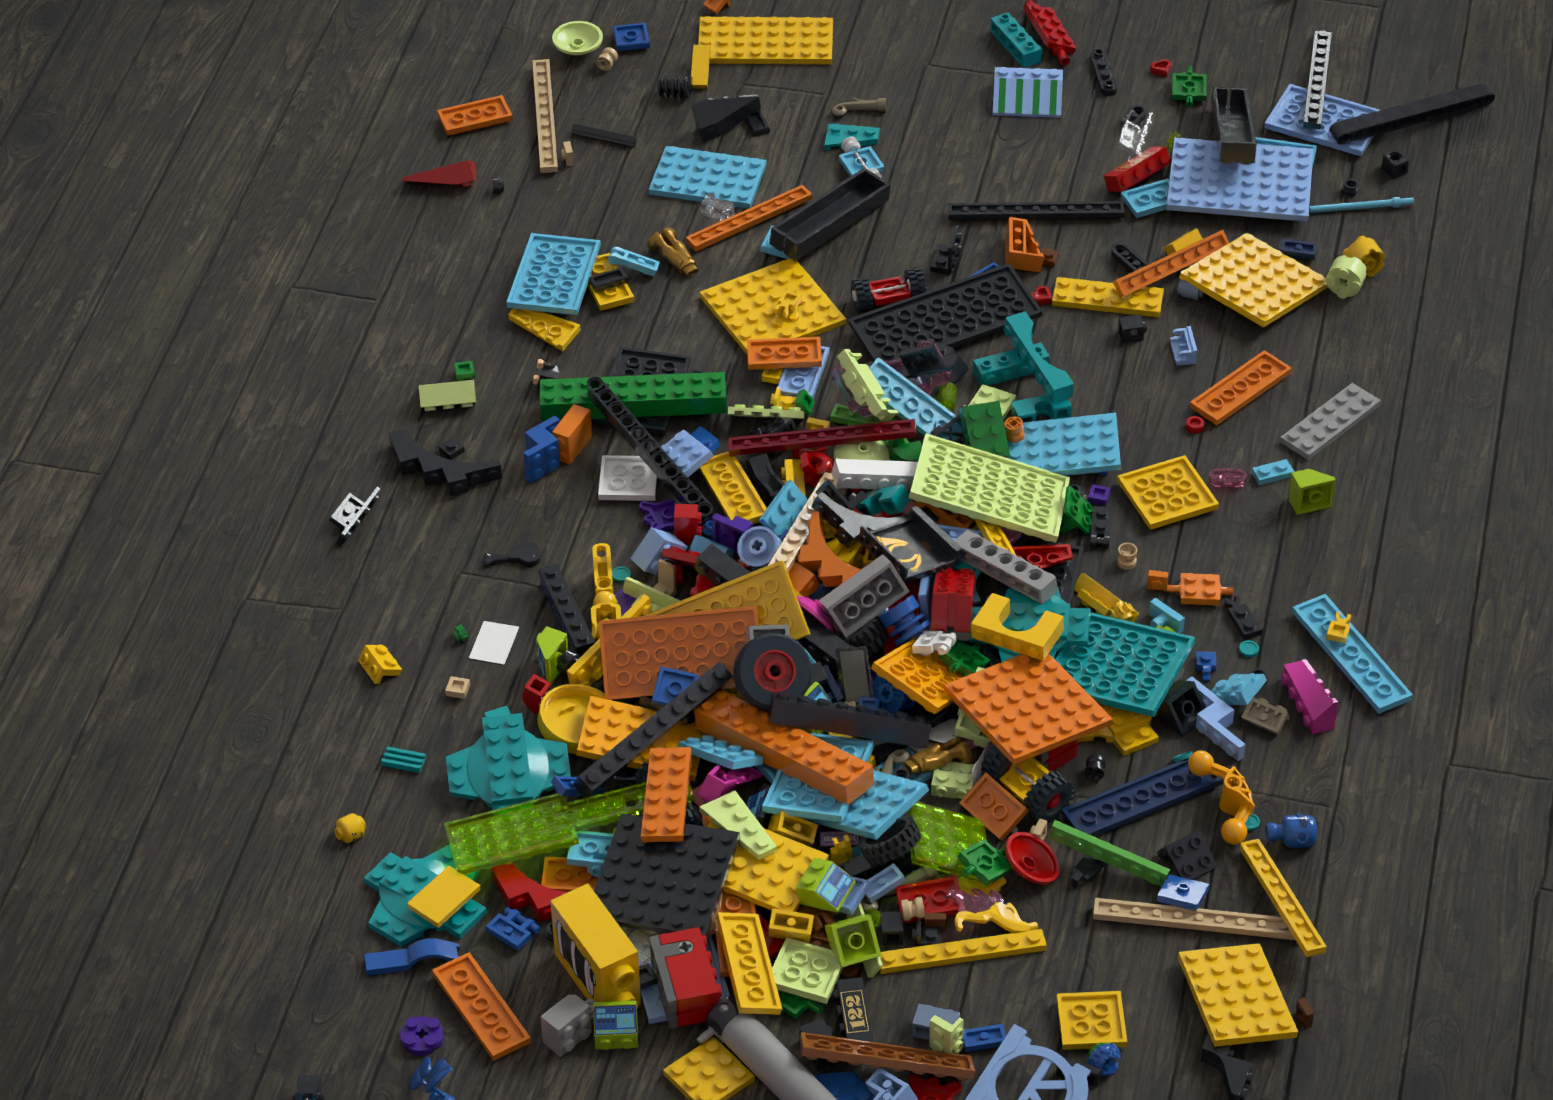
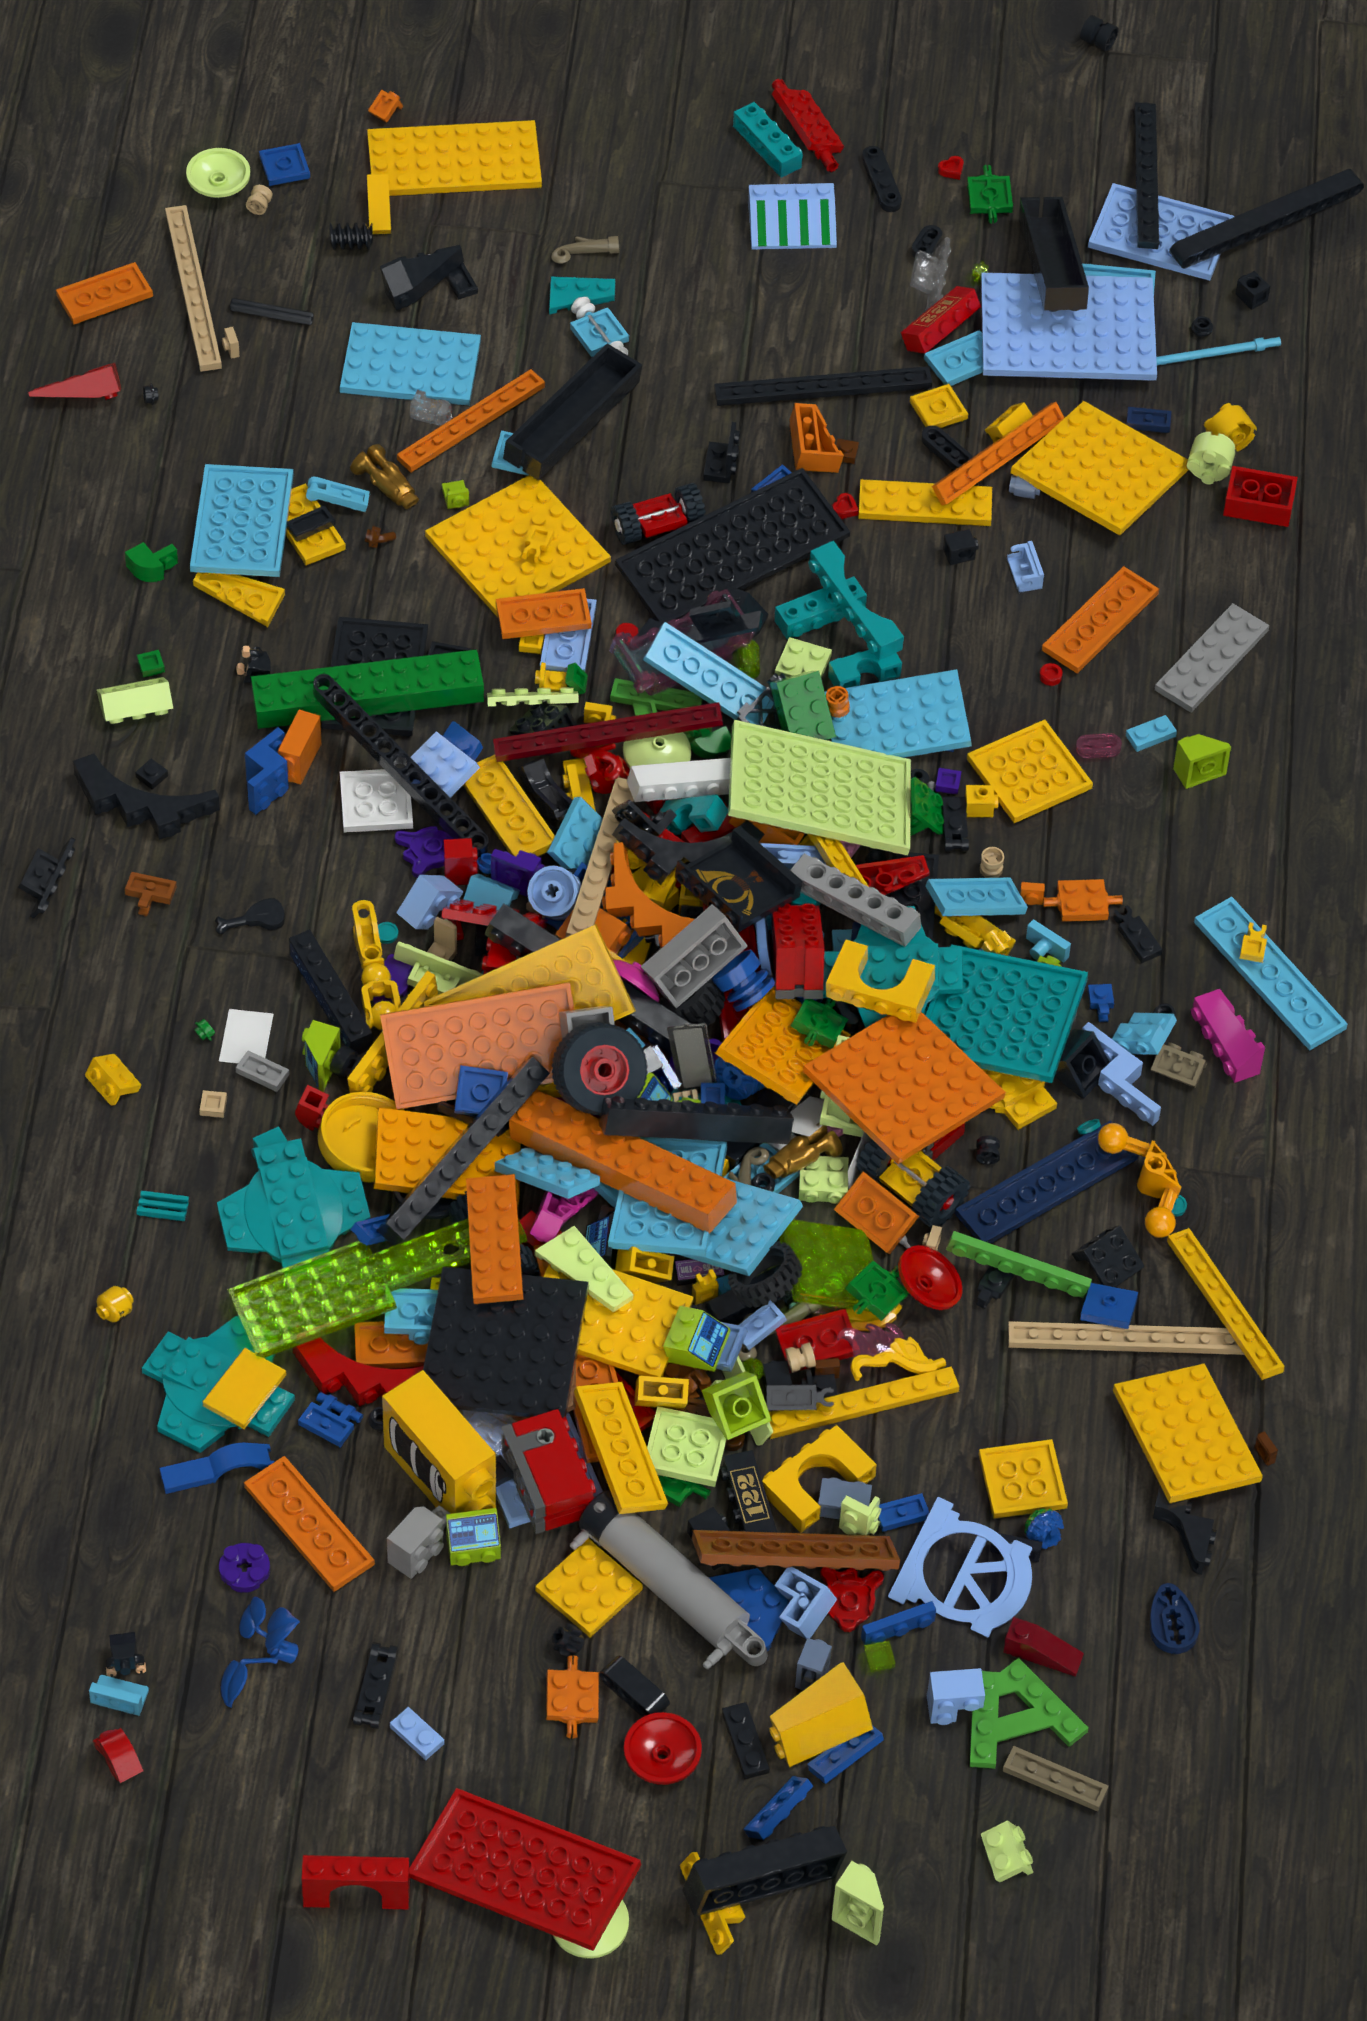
camera: 10 degrees left, 10 degrees up
(434, 528) = (149, 889): none -> dark orange plate
(477, 302) = (149, 565): none -> green brick
(502, 666) = (262, 1071): none -> light grey plate
(657, 293) = (374, 537): none -> reddish brown plate
(728, 268) = (455, 494): none -> lime bracket
(864, 385) = (654, 663): yellowish green bracket -> none
(905, 939) = (795, 1397): none -> black plate
(929, 985) = (830, 1450): none -> yellow arch
(933, 641) = (782, 1006): white plate -> none
(1110, 578) = (976, 896): none -> medium azure plate
(1123, 510) = (980, 800): none -> yellow brick
(1128, 230) = (939, 407): none -> yellow plate
(1249, 648) = (1148, 975): teal piece -> none
(1294, 830) = (1229, 1215): blue piece -> none
(1383, 306) = (1260, 496): none -> red brick

